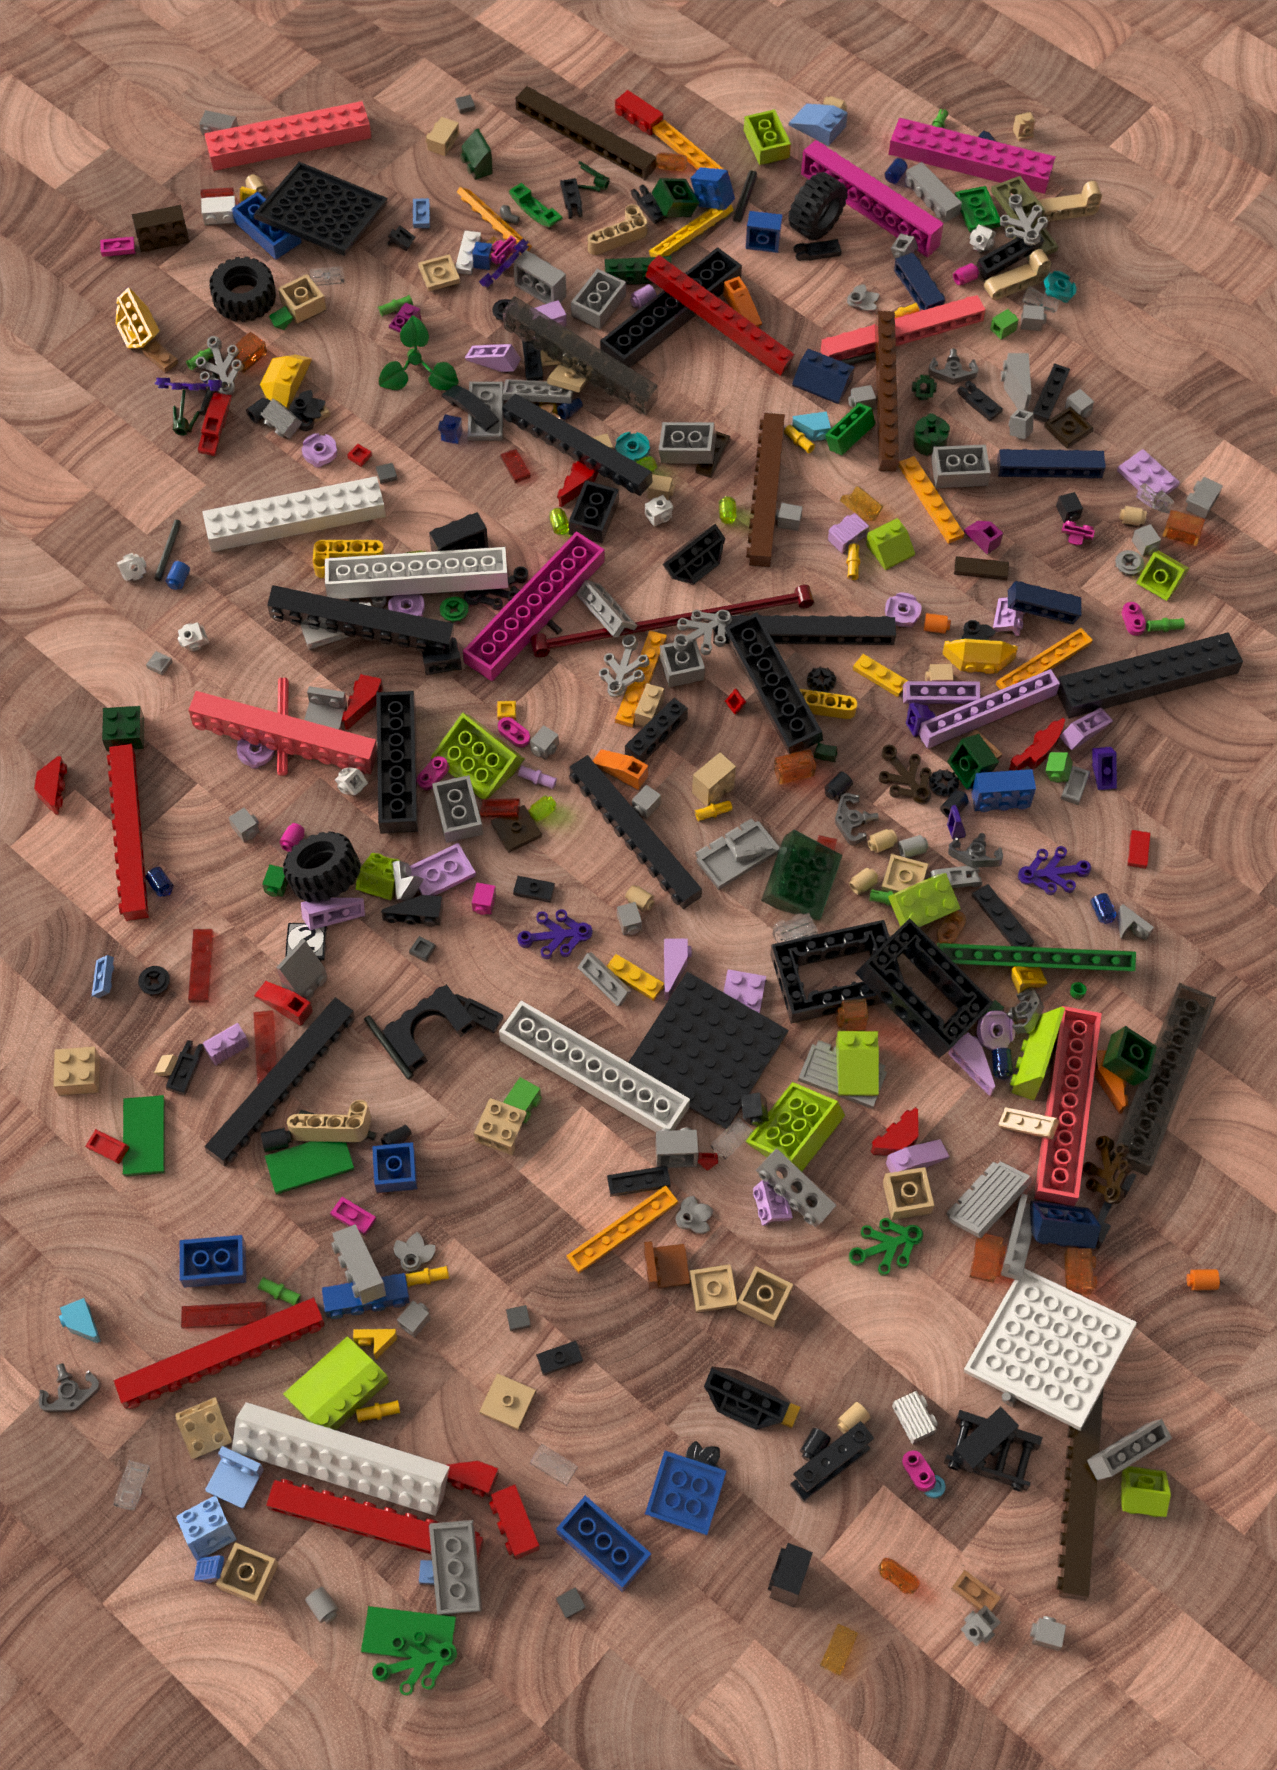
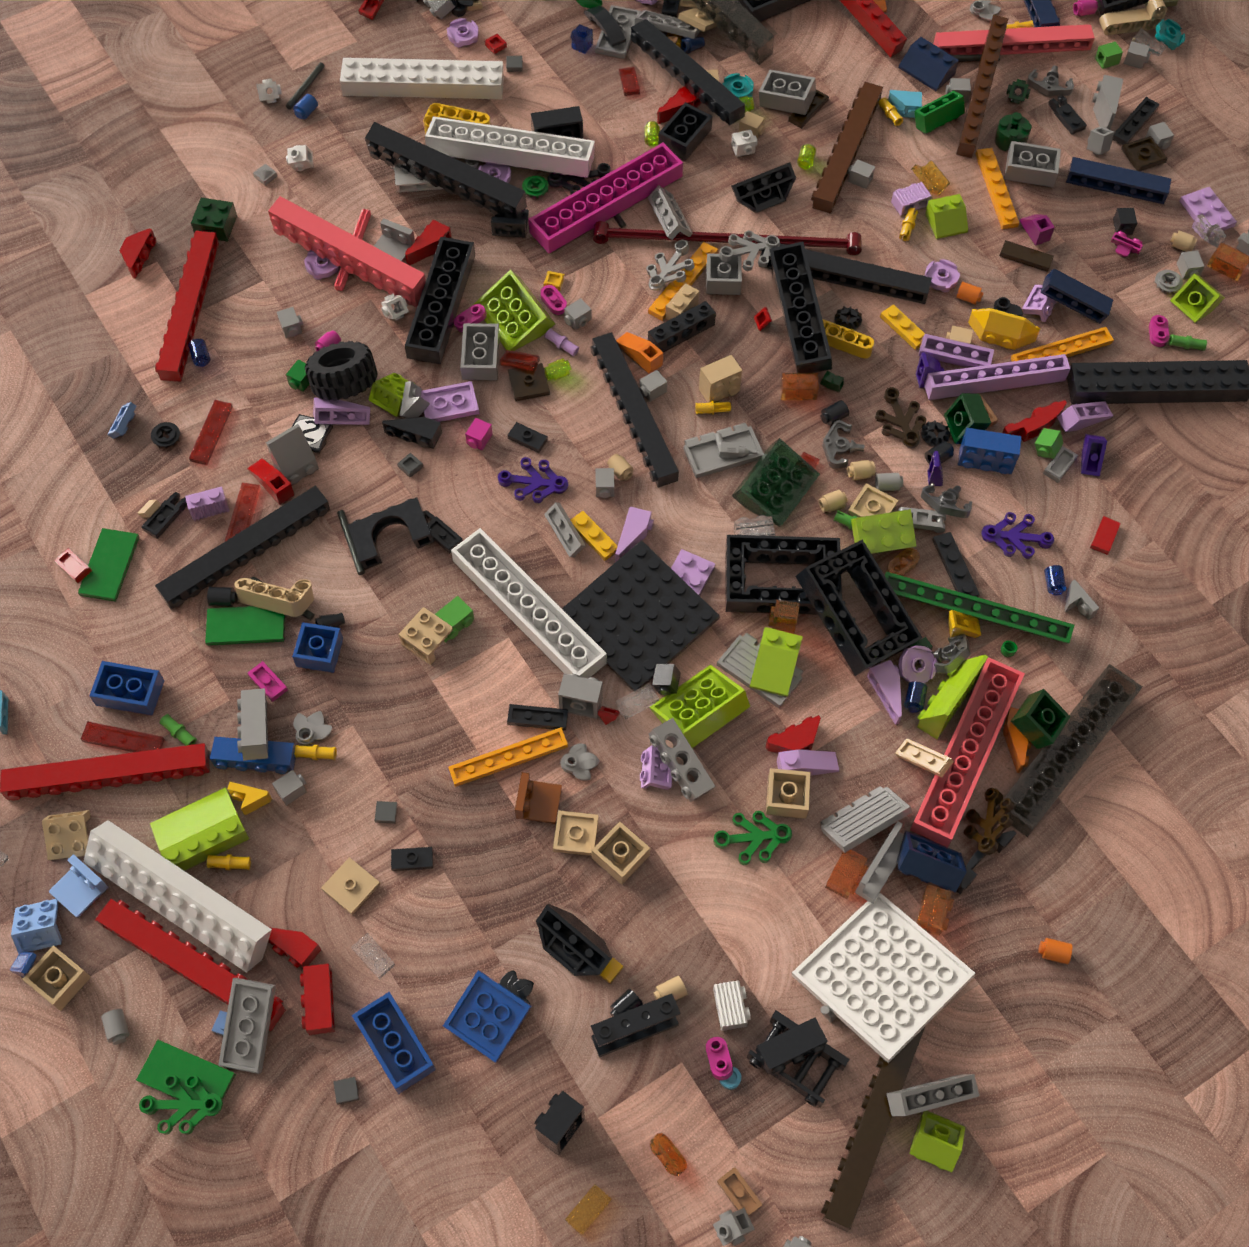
camera: 15 degrees right, 0 degrees up
(76, 1071) = (69, 494): tan brick -> none

